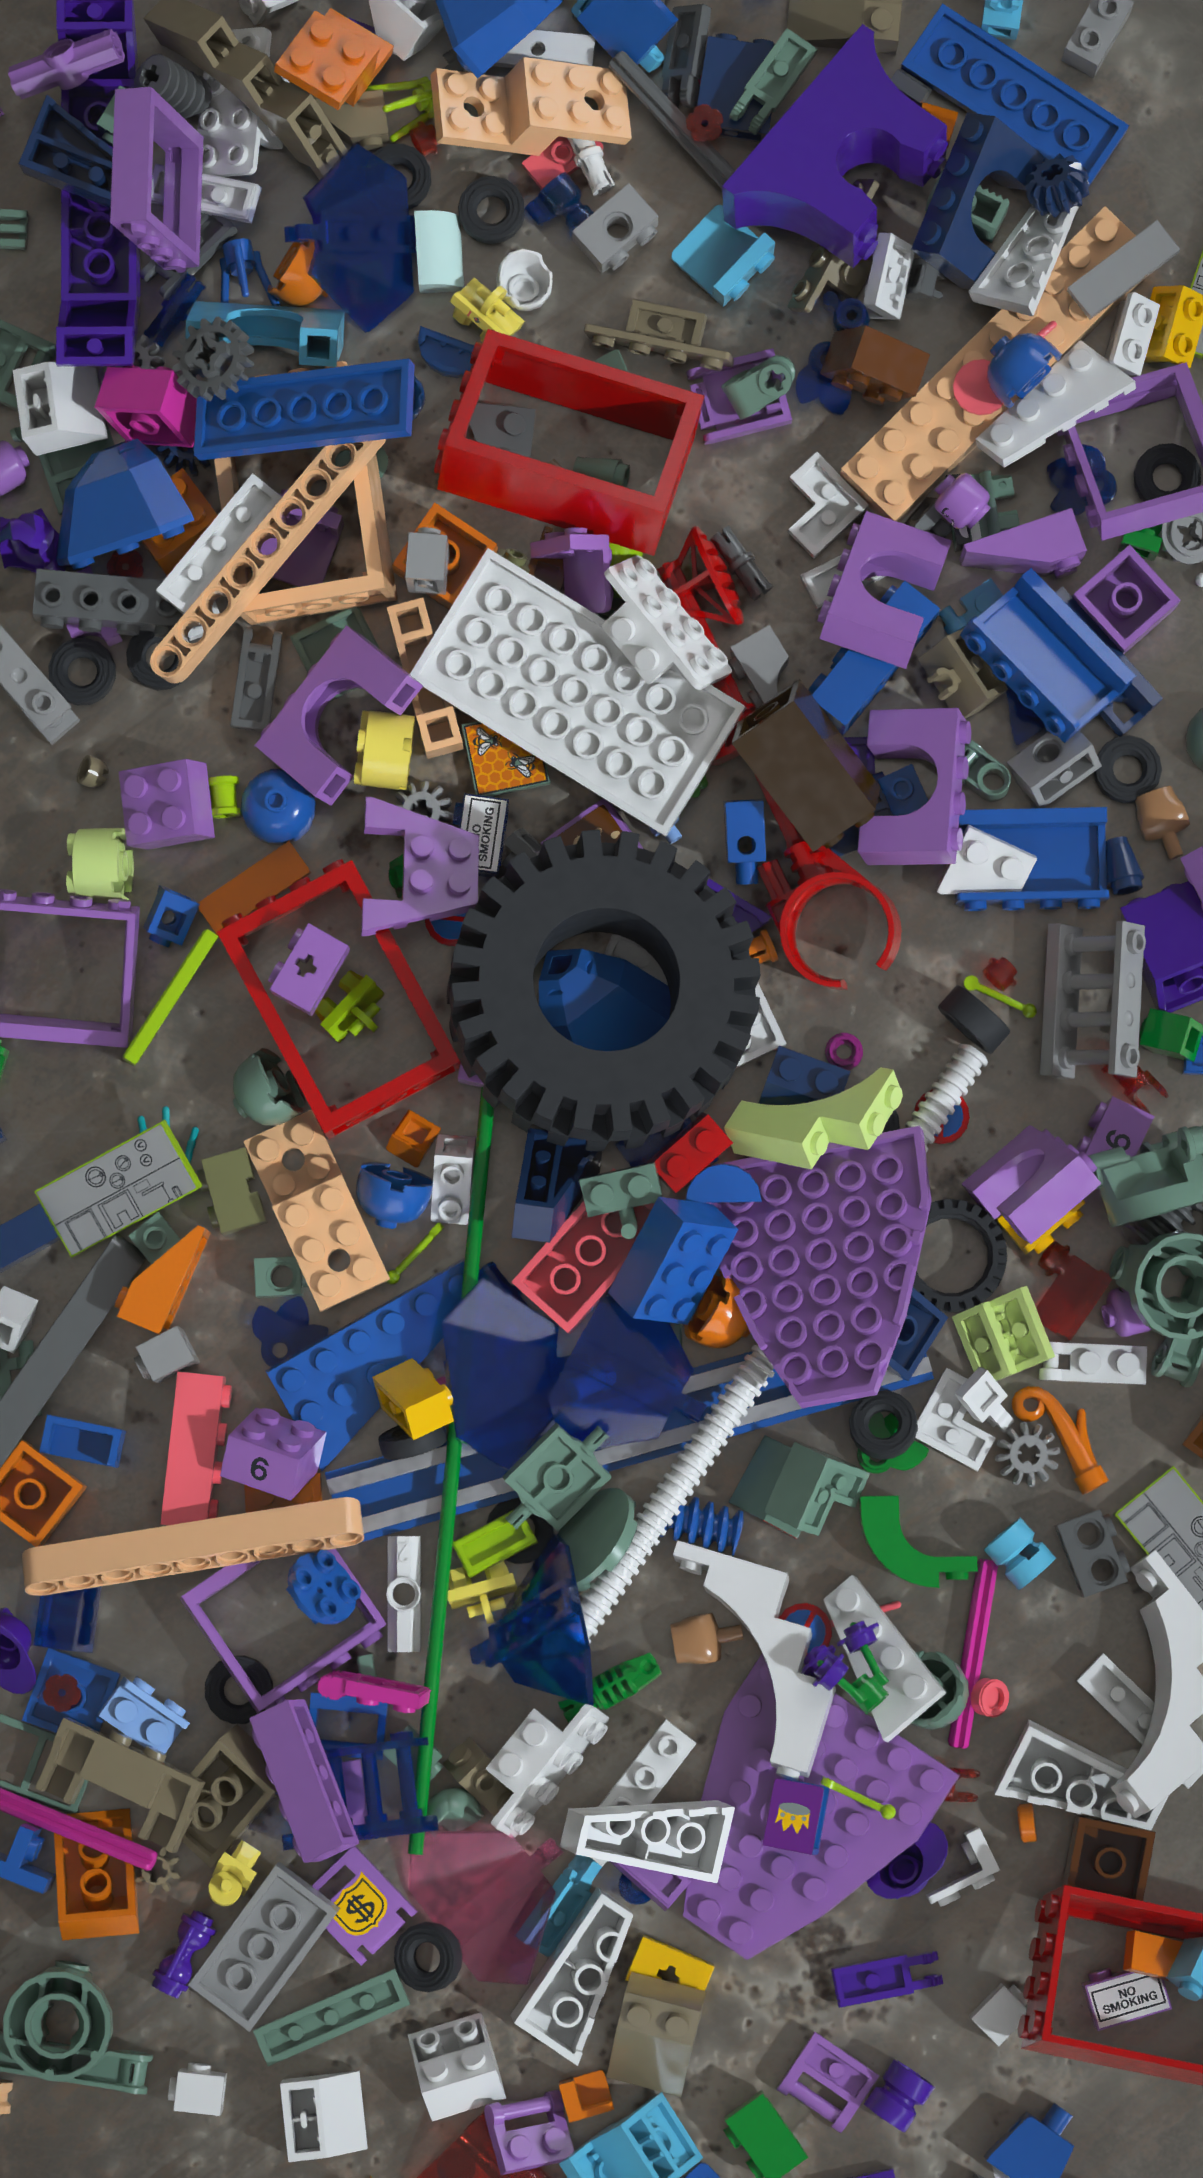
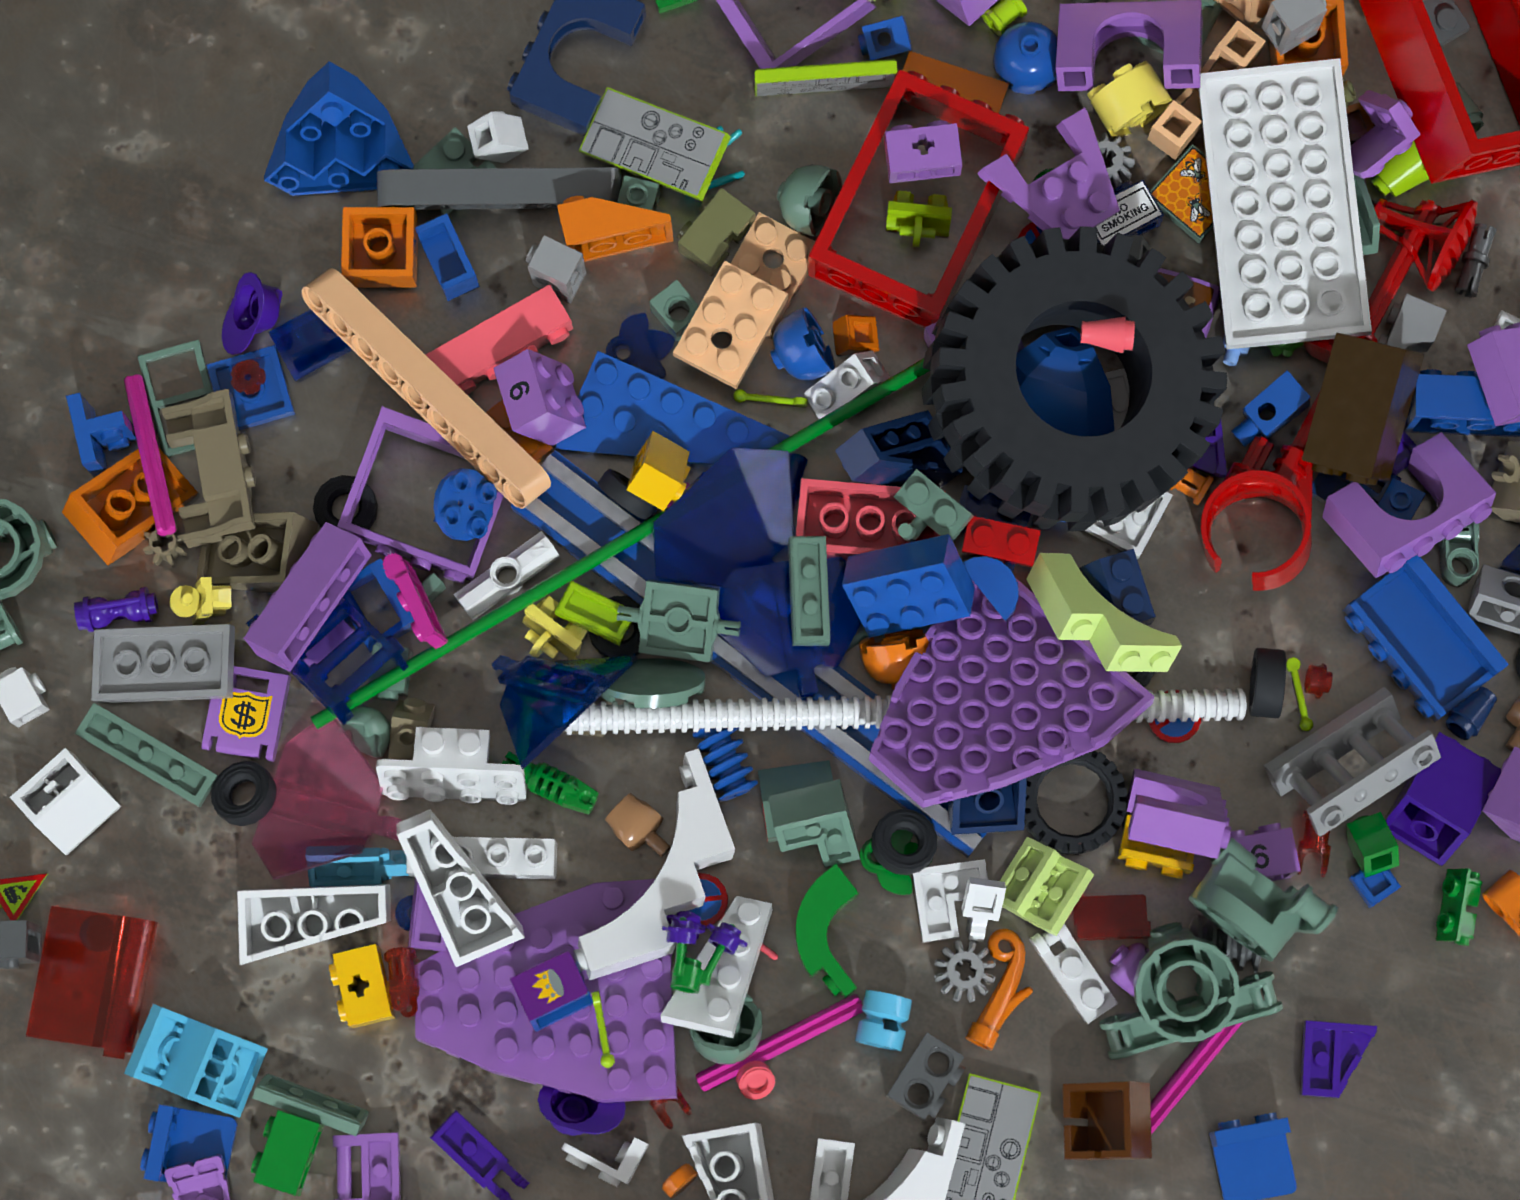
camera: 55 degrees right, 5 degrees down
(142, 1716) = (274, 450): light blue bracket -> none
(456, 2066) = (174, 876): white slope -> none
(531, 2145) = (153, 975): medium lavender plate -> none
(586, 2095) = (223, 991): orange panel -> none
(594, 937) = (1111, 334): none -> coral cone
(615, 1348) = (809, 591): none -> sand green tile
(655, 2034) = (307, 1007): dark tan slope -> none
(657, 630) = (1378, 222): white bracket -> none
(693, 1937) = (402, 981): none -> clear red piece
(737, 2089) = (311, 1104): none -> sand green tile
(848, 1040) = (1174, 598): magenta plate -> none
(986, 866) = (1392, 605): white wing -> none
(1055, 1259) = (1131, 883): clear red plate -> none

